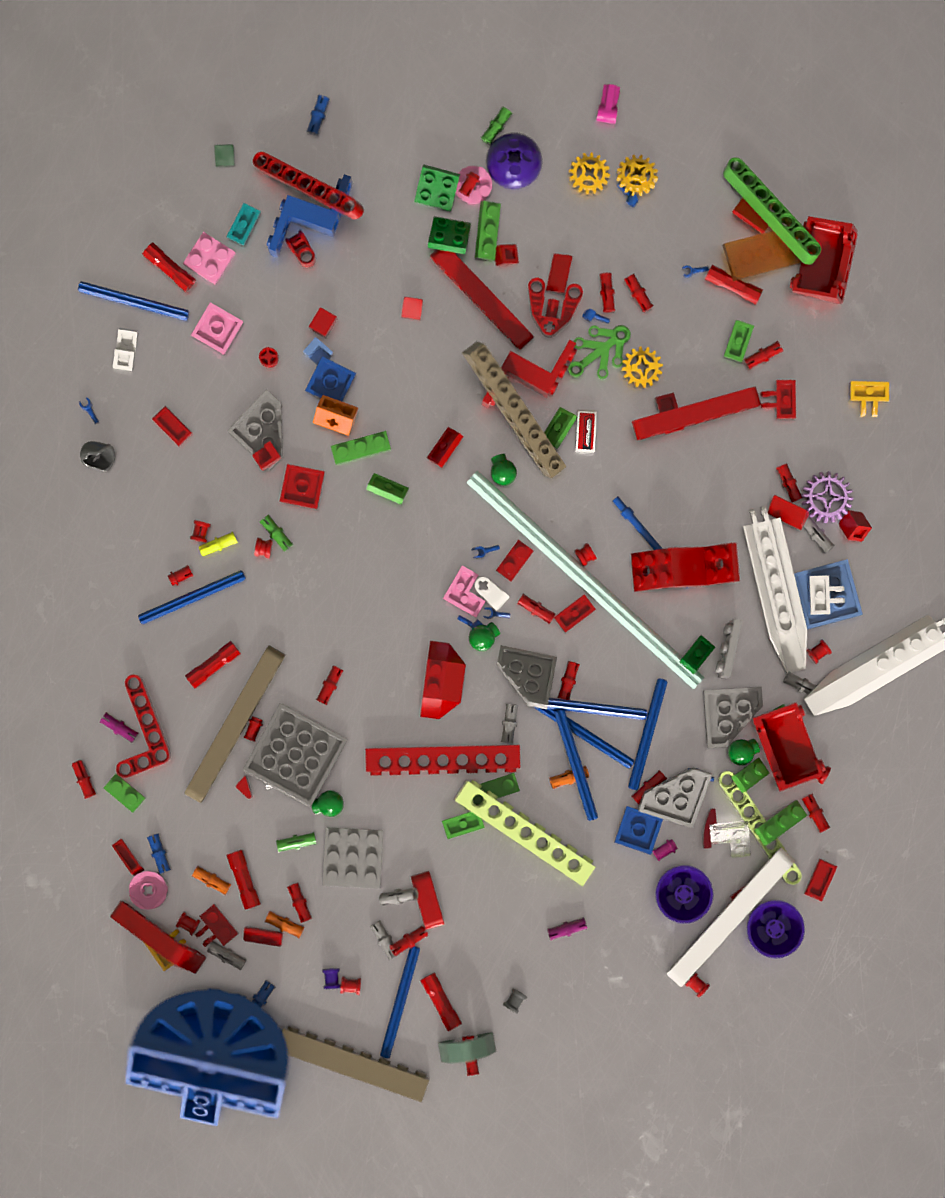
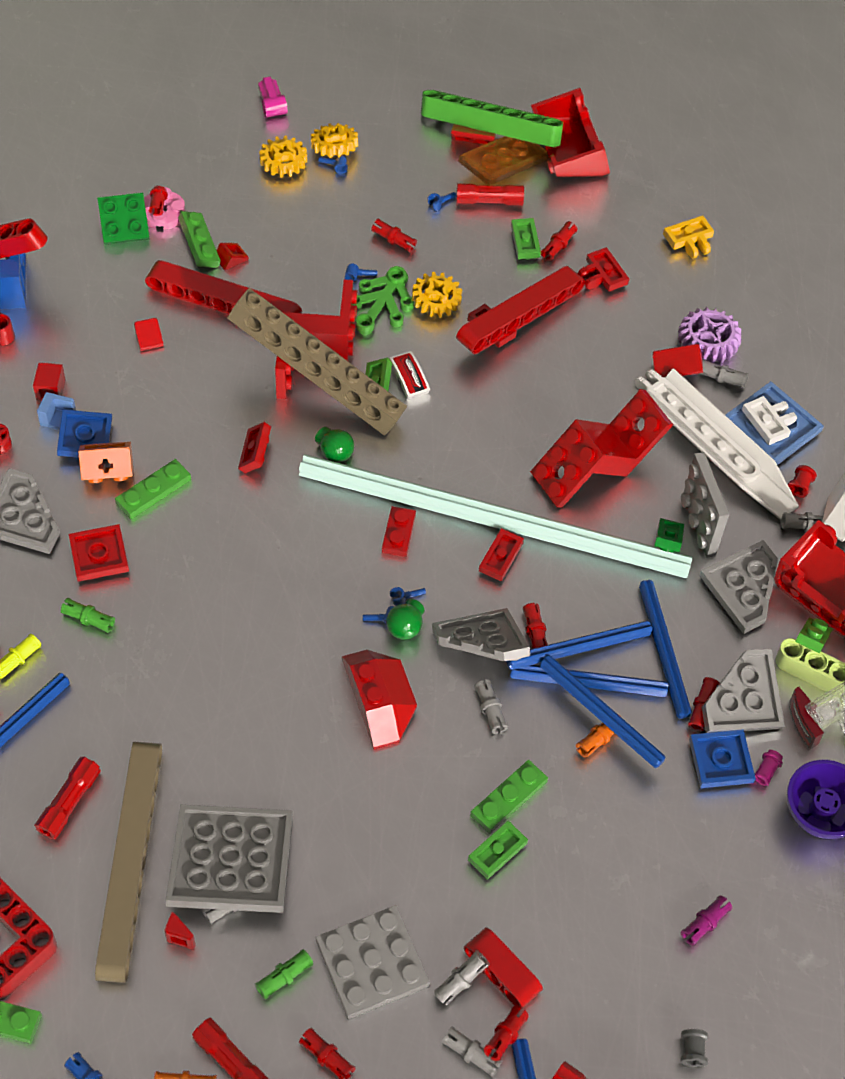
camera: 25 degrees left, 30 degrees down
(253, 728) = (158, 853): red pin -> none
(263, 548) = (78, 635): red wheel -> none
(266, 456) = (41, 530): red panel -> none
(329, 685) = (237, 757): red pin -> none
(329, 804) = (305, 901): green piece -> none
(374, 755) = (436, 768): red brick -> none
(387, 488) = (195, 515): bright green plate -> none
(449, 235) = (167, 250): green plate -> none
(459, 594) = (352, 590): bright pink plate -> none
(482, 551) = (354, 534): blue hand -> none
(493, 595) = (388, 572): white piece -> none
(496, 125) = (162, 153): bright green pin -> none
(506, 167) = (197, 174): dark purple piece -> none
(536, 608) = (452, 568): red pin -> none
(559, 273) = (299, 249): red slope -> none
(568, 309) = (311, 292): red connector -> none
(579, 874) = (570, 826): yellowish green brick -> none
(585, 554) = (479, 488): red wheel -> none
(607, 292) = (367, 254): red pin -> none
(628, 514) = (502, 434): blue bar -> none
(743, 751) = (787, 615): green piece -> none
(789, 483) = (648, 332): red pin -> none
(855, 526) = (757, 350): red panel -> none

